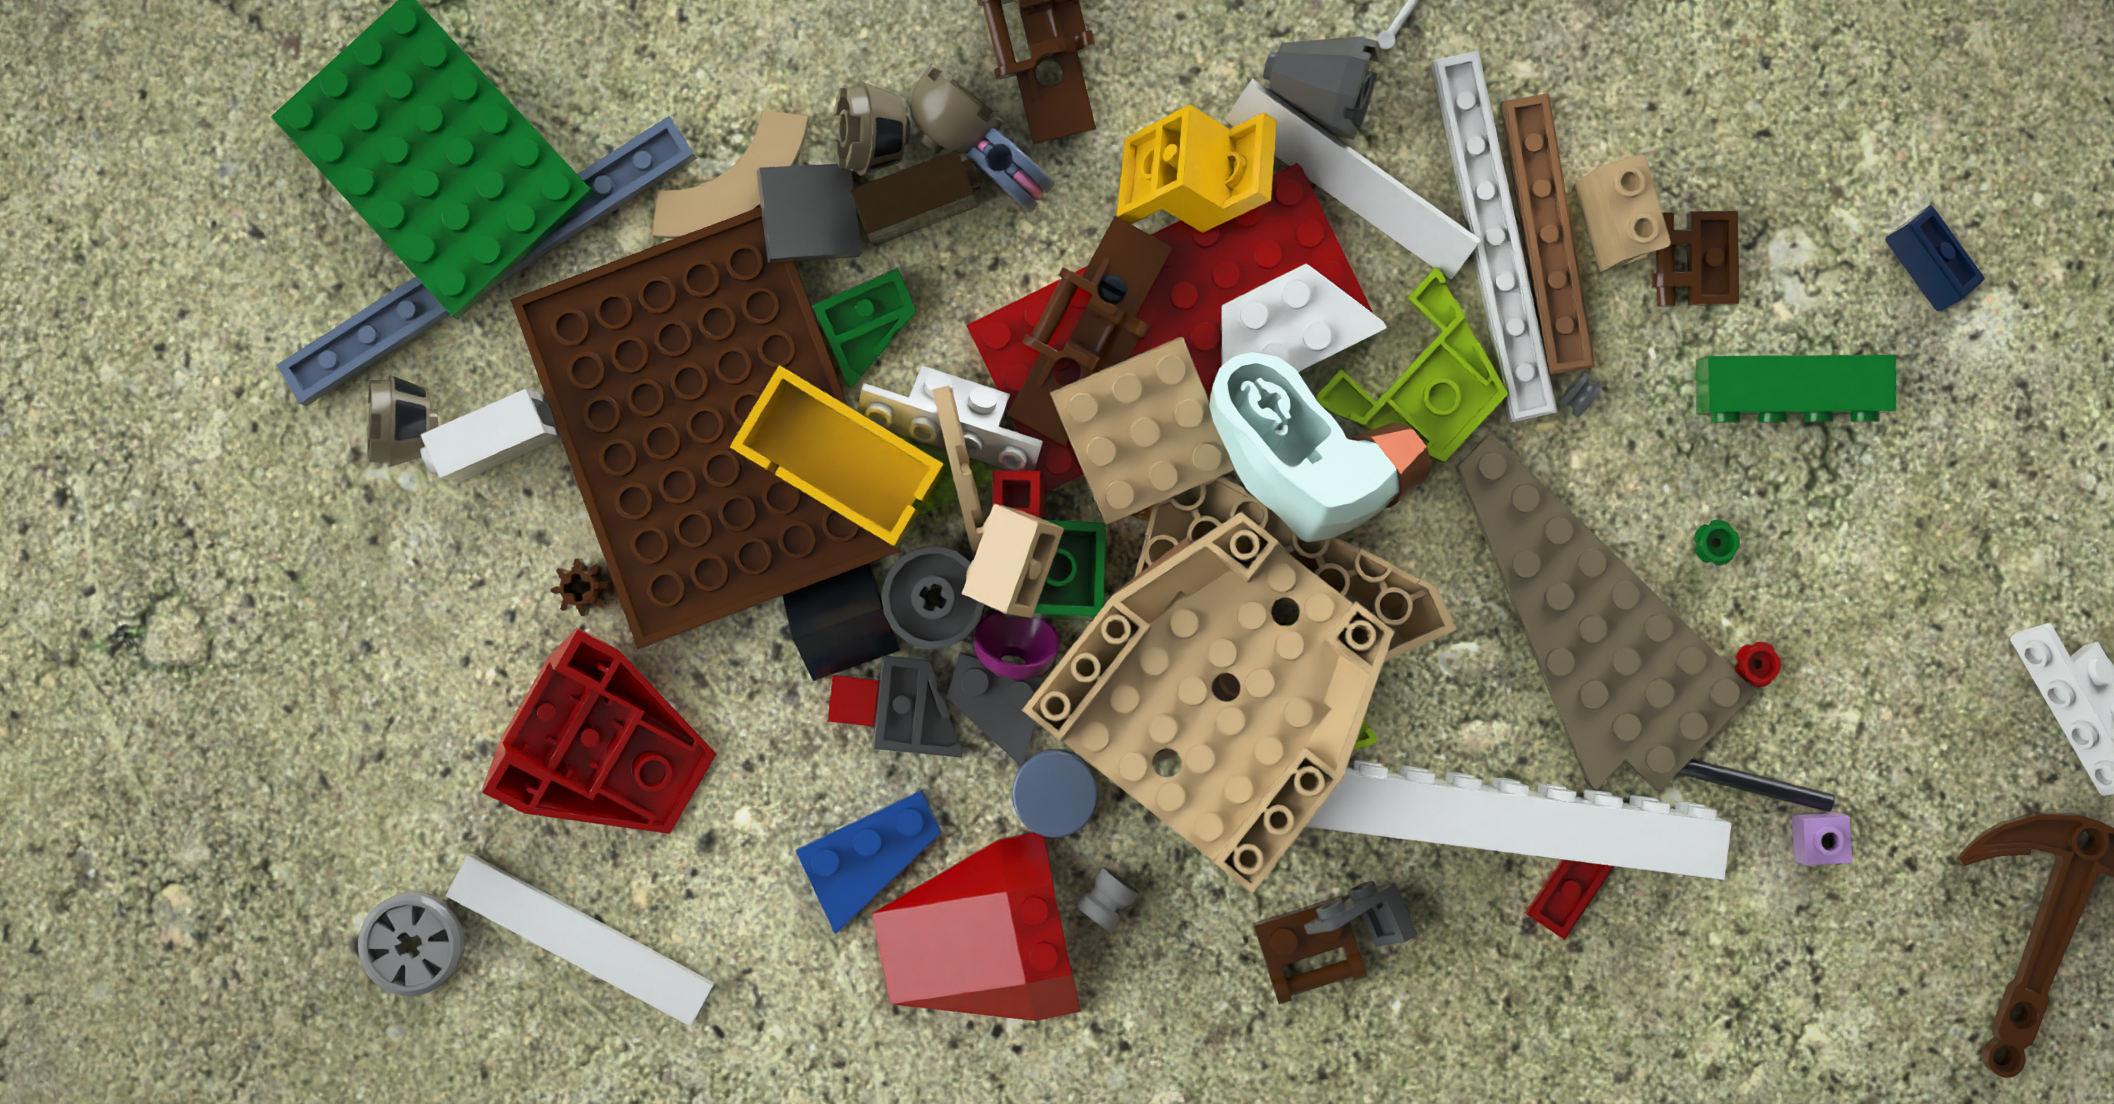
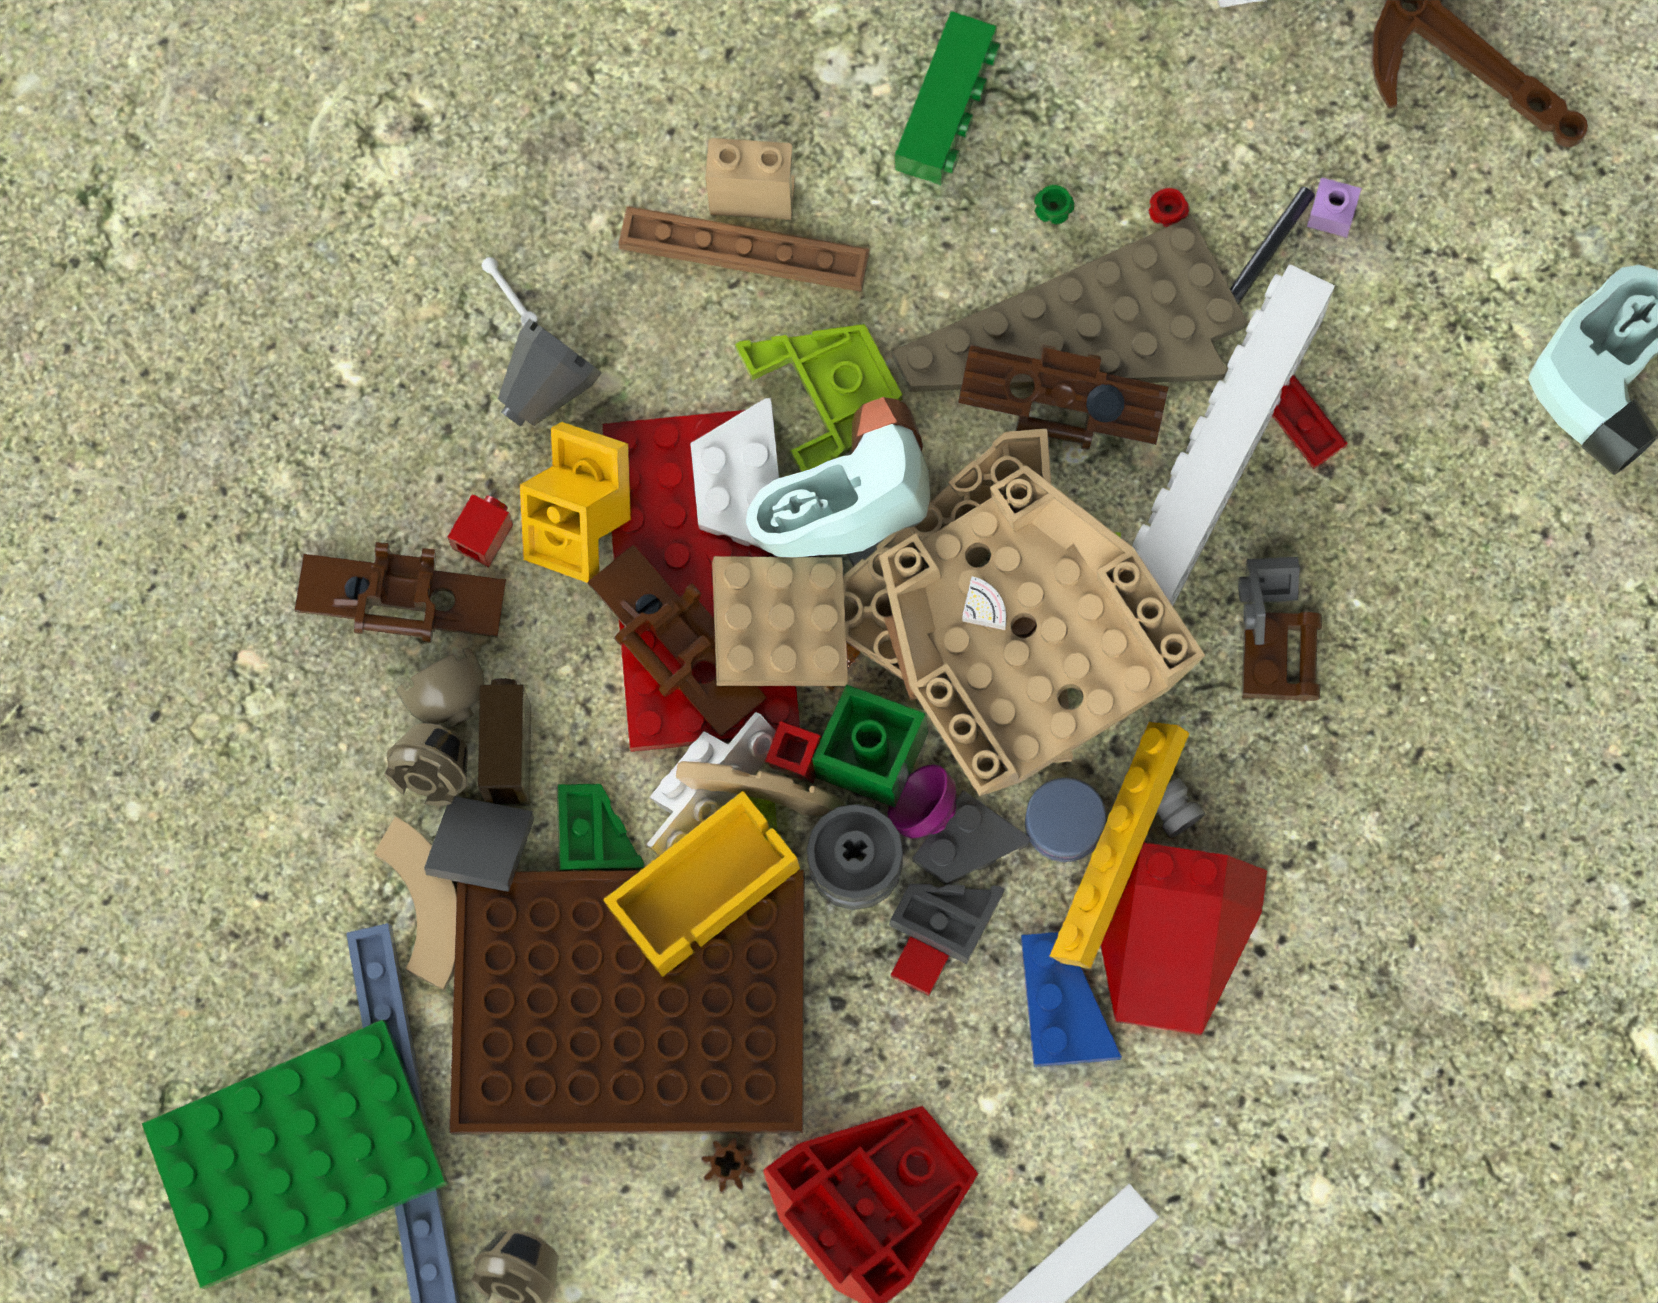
camera: 70 degrees left, 15 degrees down
(489, 436) = (564, 1188): white brick -> none
(840, 623) = (847, 950): black slope -> none
(1010, 170) = (514, 655): sand blue head -> none
(1012, 561) = (847, 764): tan brick -> none
(1044, 860) = (1119, 844): none -> yellow plate
(1139, 81) = (481, 529): none -> red brick
(1228, 641) = (984, 605): none -> white tile
(1359, 183) = (641, 380): white tile -> none
(1492, 219) = (727, 291): white tile -> none
(1518, 630) = (1067, 381): none -> reddish brown piece
(1580, 394) = (887, 267): dark grey bush -> none
(1711, 260) = (818, 128): reddish brown plate -> none

